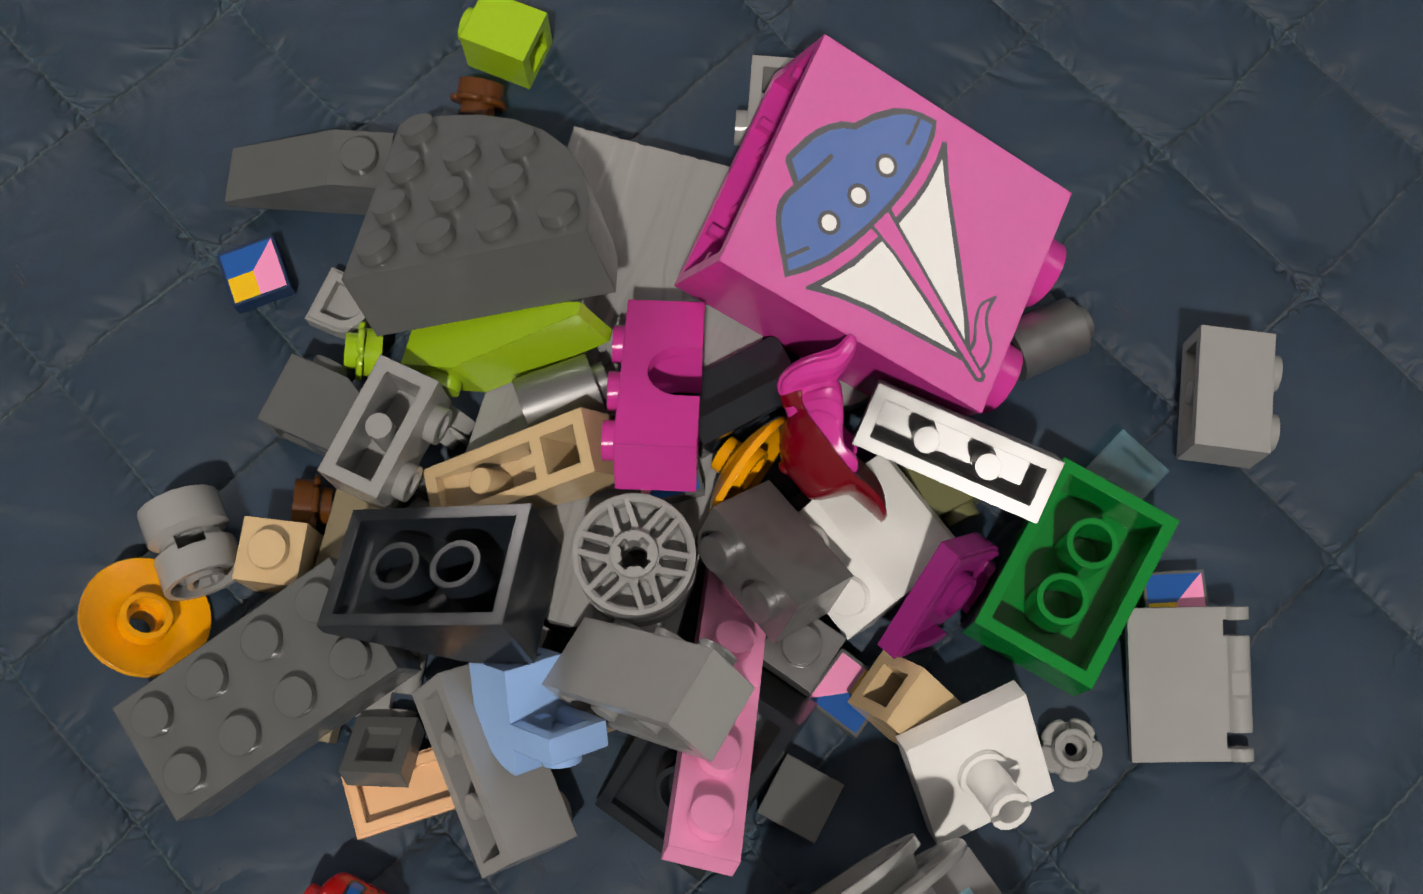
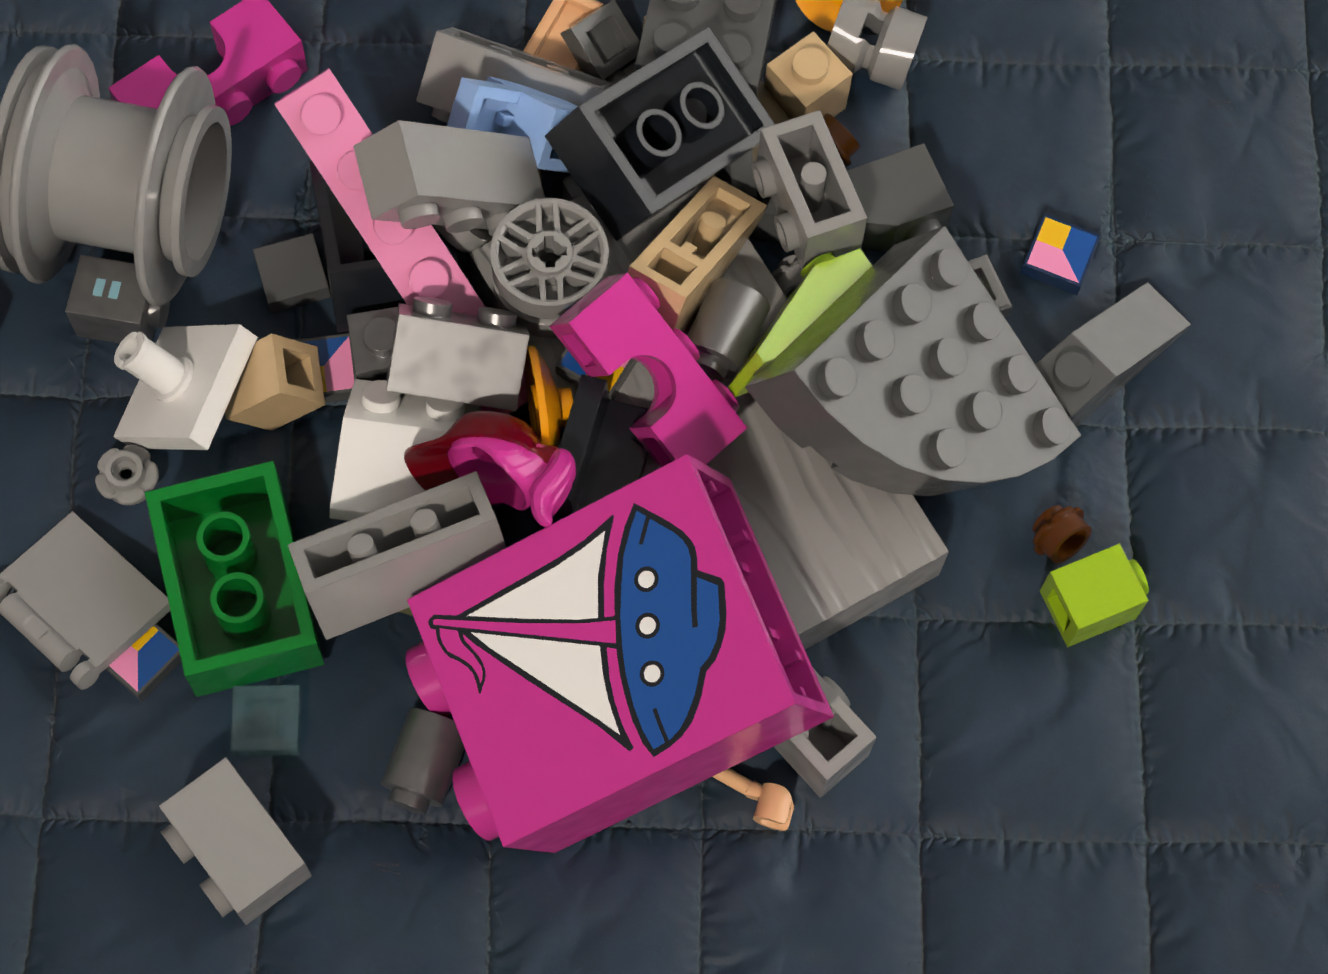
camera: 130 degrees right, 5 degrees down
(949, 582) = (317, 464): magenta tile -> none

